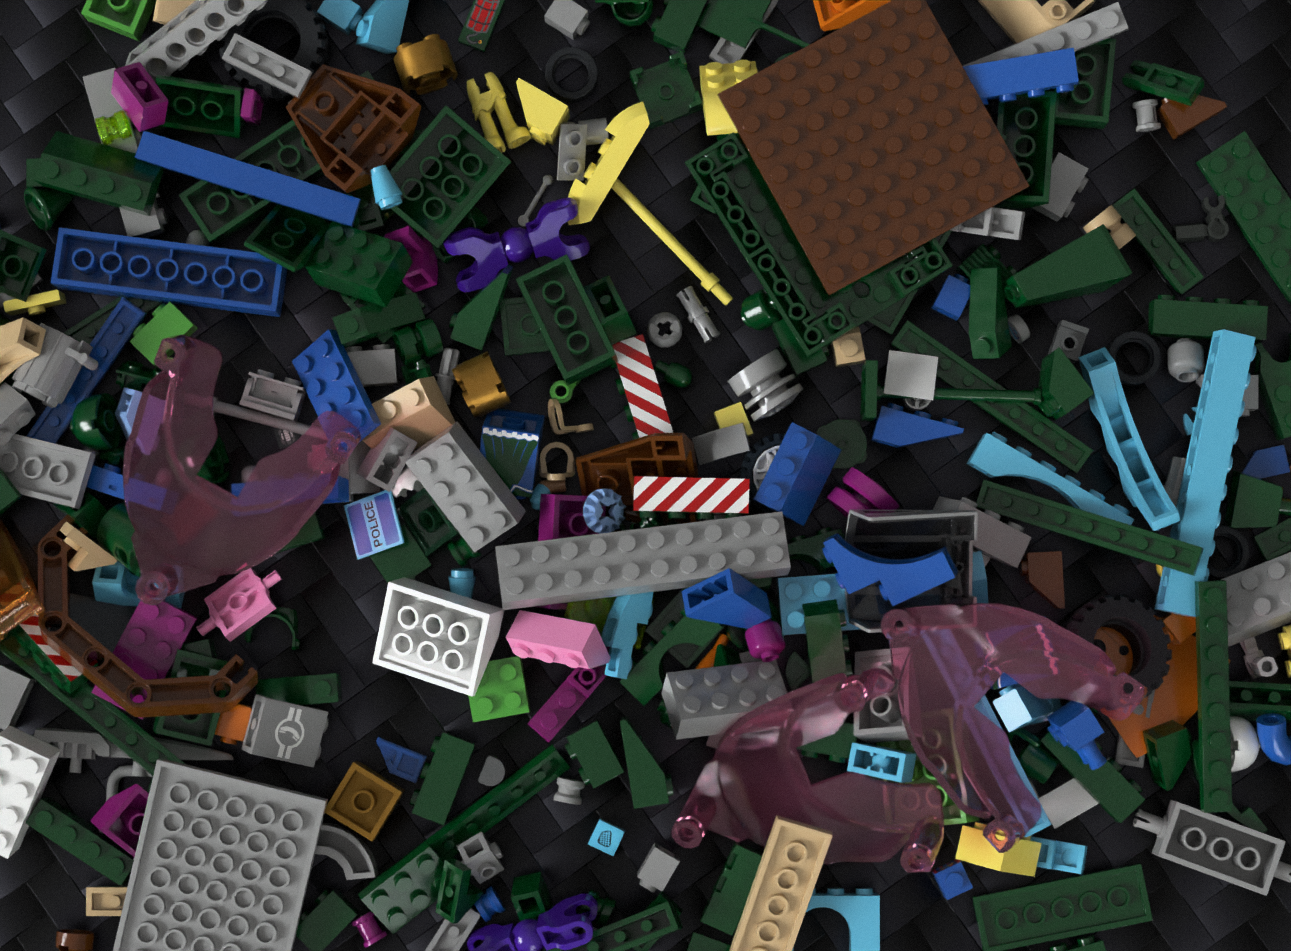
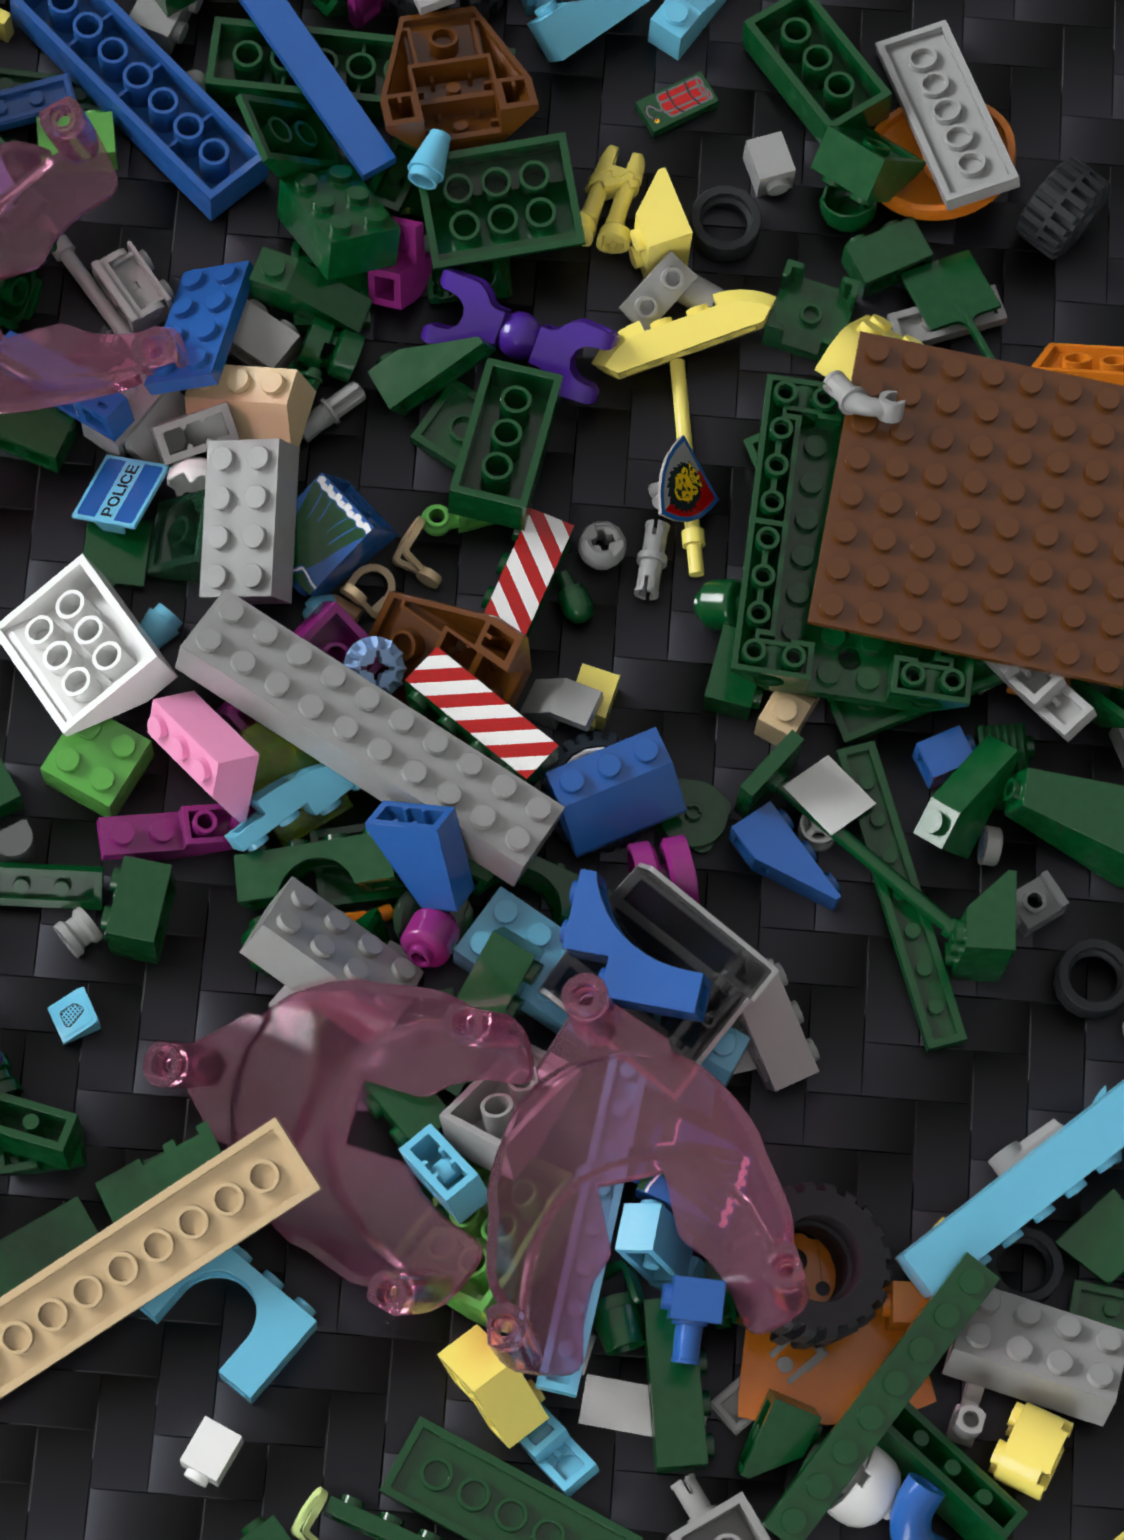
camera: 30 degrees right, 15 degrees down
(424, 65) = (579, 93): pearl gold brick -> none
(462, 551) = (187, 596): dark green wheel -> none
(481, 385) = (358, 441): pearl gold brick -> none
(547, 180) = (609, 307): light grey hinge -> none
(610, 310) = (560, 474): dark green brick -> none
(646, 774) = (172, 957): dark green slope -> none
(657, 868) = (98, 1086): light grey brick -> none
(683, 259) = (682, 487): none -> shield
(752, 142) = (855, 400): none -> light grey piece
(765, 385) = (661, 679): light grey wheel -> none
(952, 879) = (413, 1375): blue brick -> none
(998, 459) = (853, 968): medium azure arch -> none
(1045, 575) = (800, 1129): reddish brown slope -> none
(1090, 527) = (895, 1108): dark green plate -> none
(1123, 441) = (1012, 1043): medium azure arch -> none

